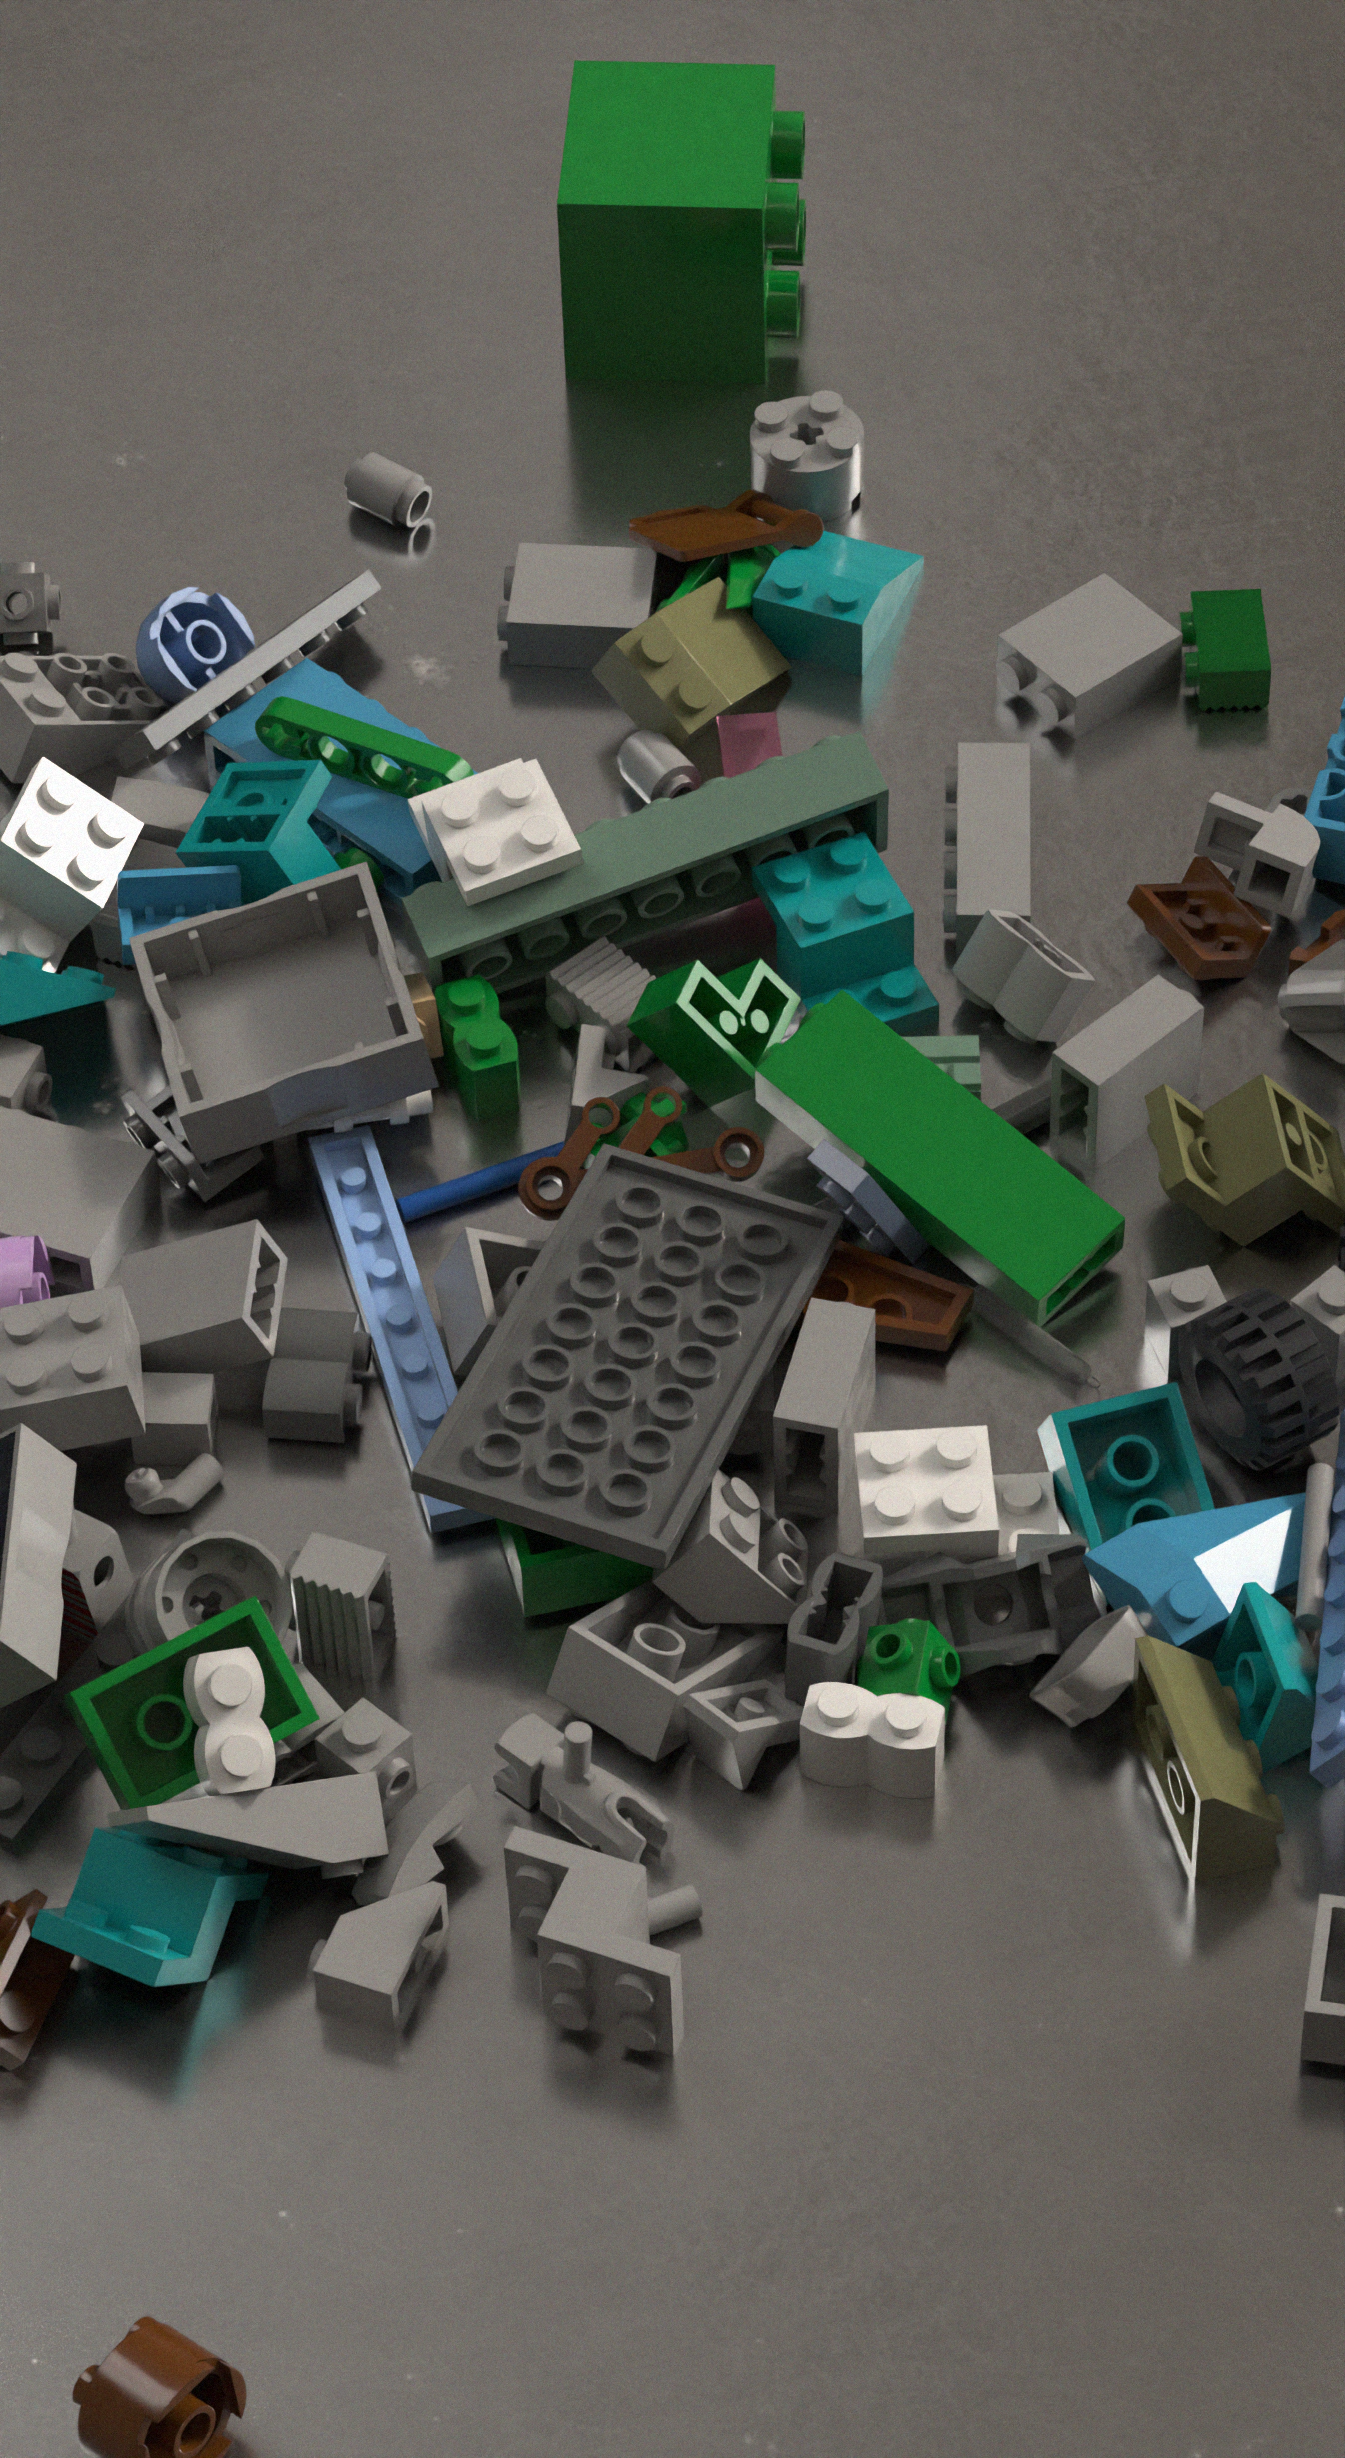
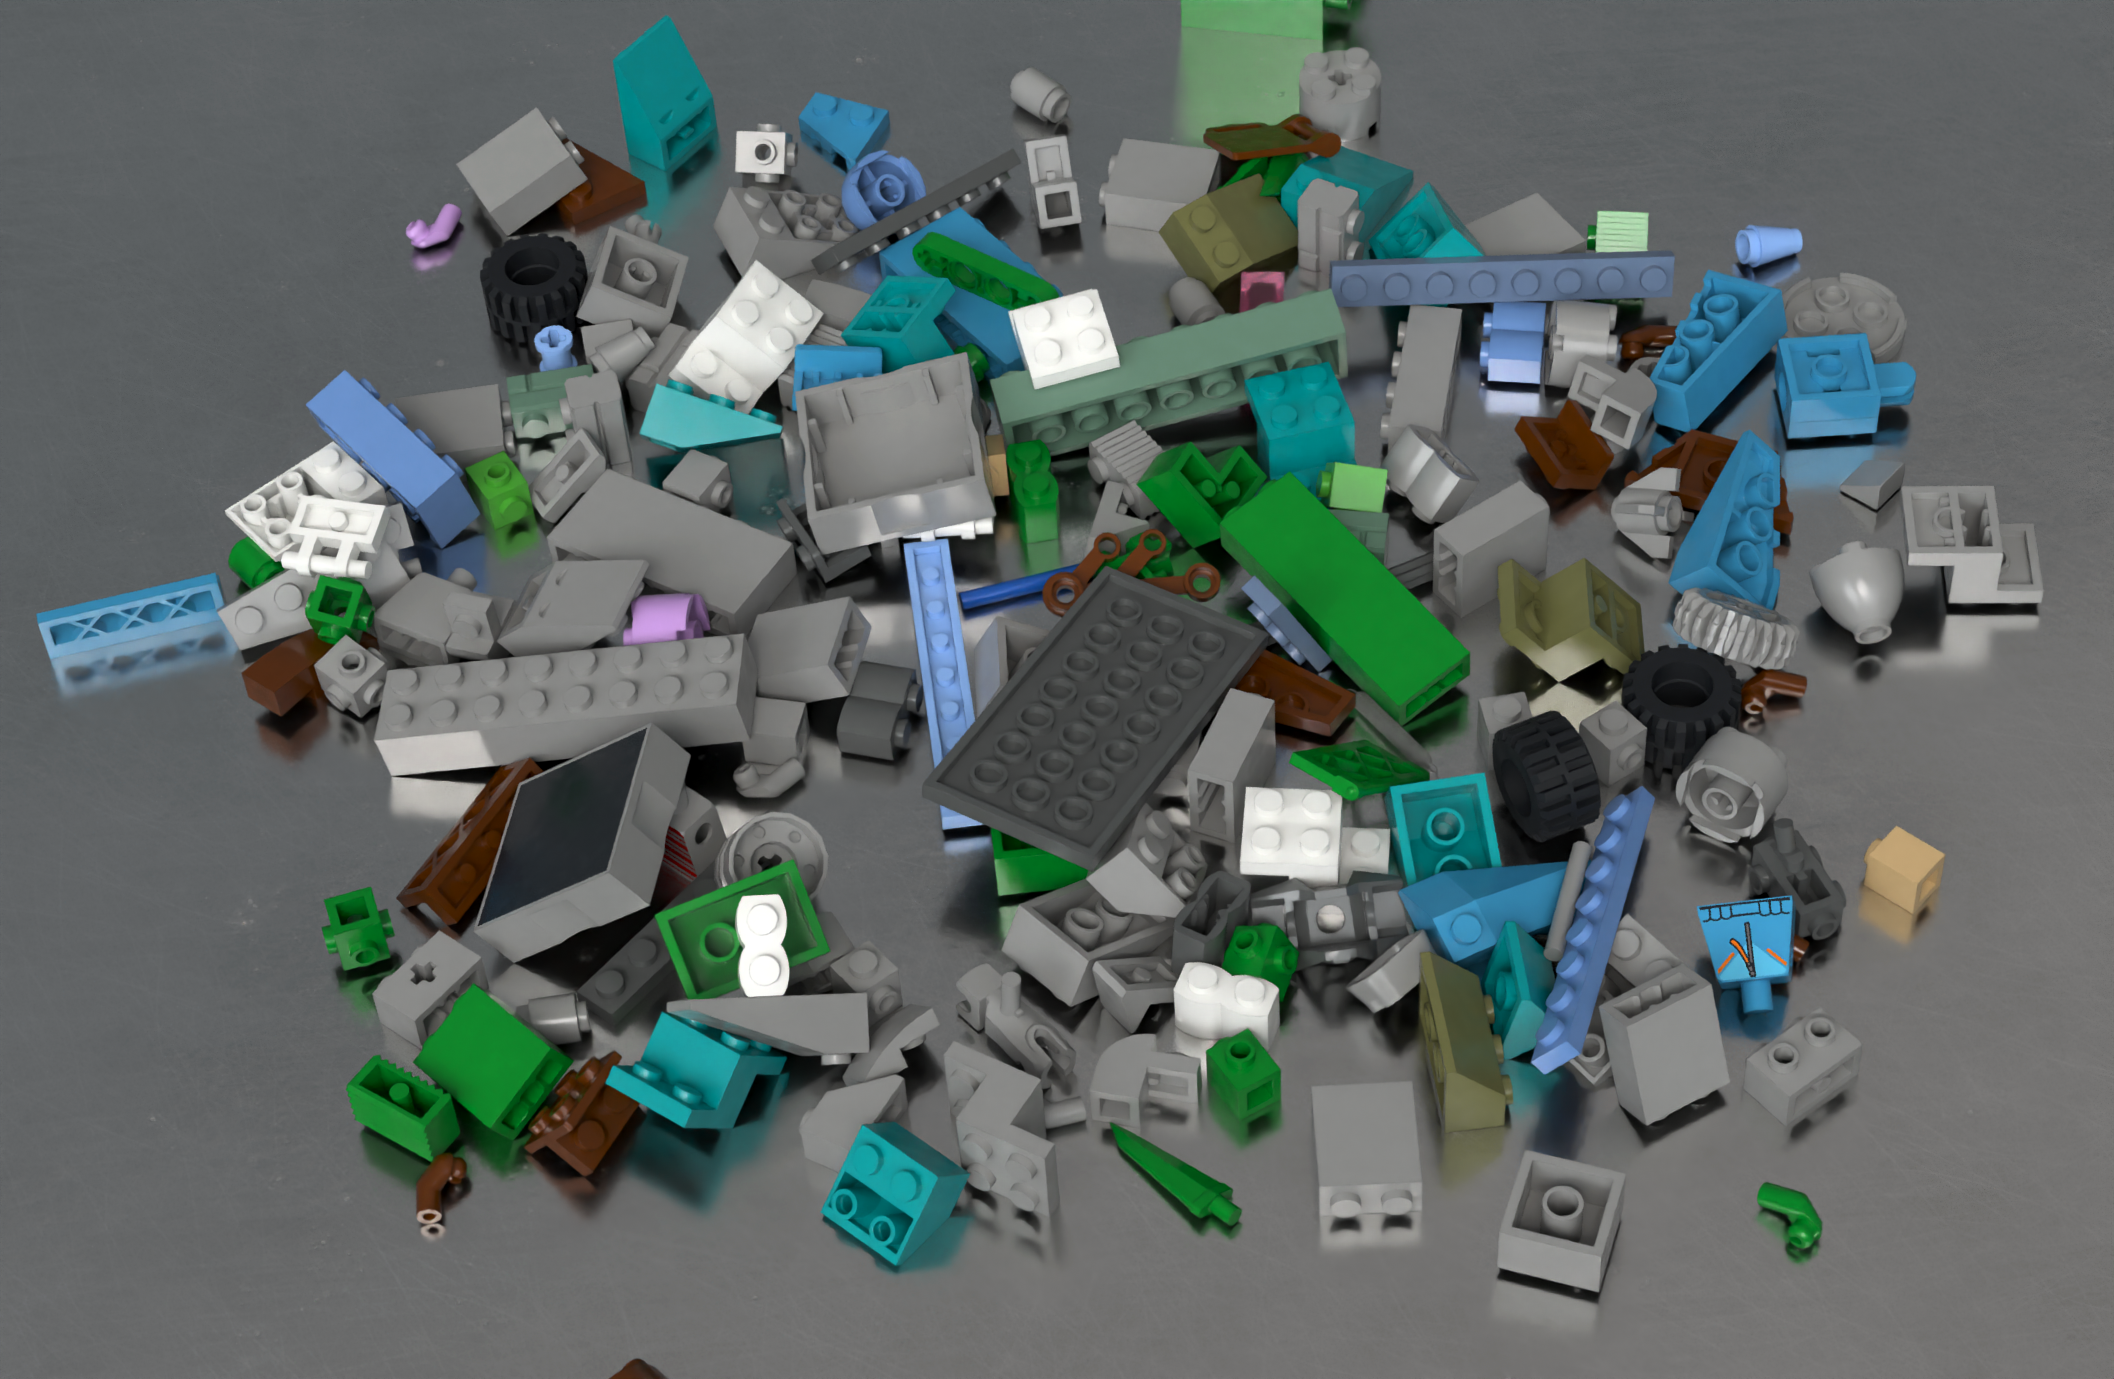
camera: 10 degrees right, 0 degrees up
(116, 557) = (843, 126): none -> dark azure wing
(341, 1604) = (866, 873): light grey brick -> none
(425, 615) = (1051, 182): none -> light grey brick
(454, 2044) = (893, 1190): none -> teal slope
(759, 1842) = (1134, 1071): none -> light grey brick
(828, 647) = (1328, 226): none -> light grey brick
(859, 1991) = (1190, 1186): none -> green bar
(910, 1830) = (1243, 1074): none -> green brick
(922, 1003) = (1351, 487): none -> bright green brick
(967, 665) = (1425, 230): none -> teal slope
(999, 1393) = (1357, 768): none -> green window
(1079, 696) = (1502, 278): none -> sand blue plate
(1096, 1916) = (1366, 1149): none -> light grey brick
(1107, 782) = (1515, 342): none -> medium blue brick
(1189, 766) = (1573, 332): none -> light grey brick
(1284, 759) = (1645, 336): none -> reddish brown arm

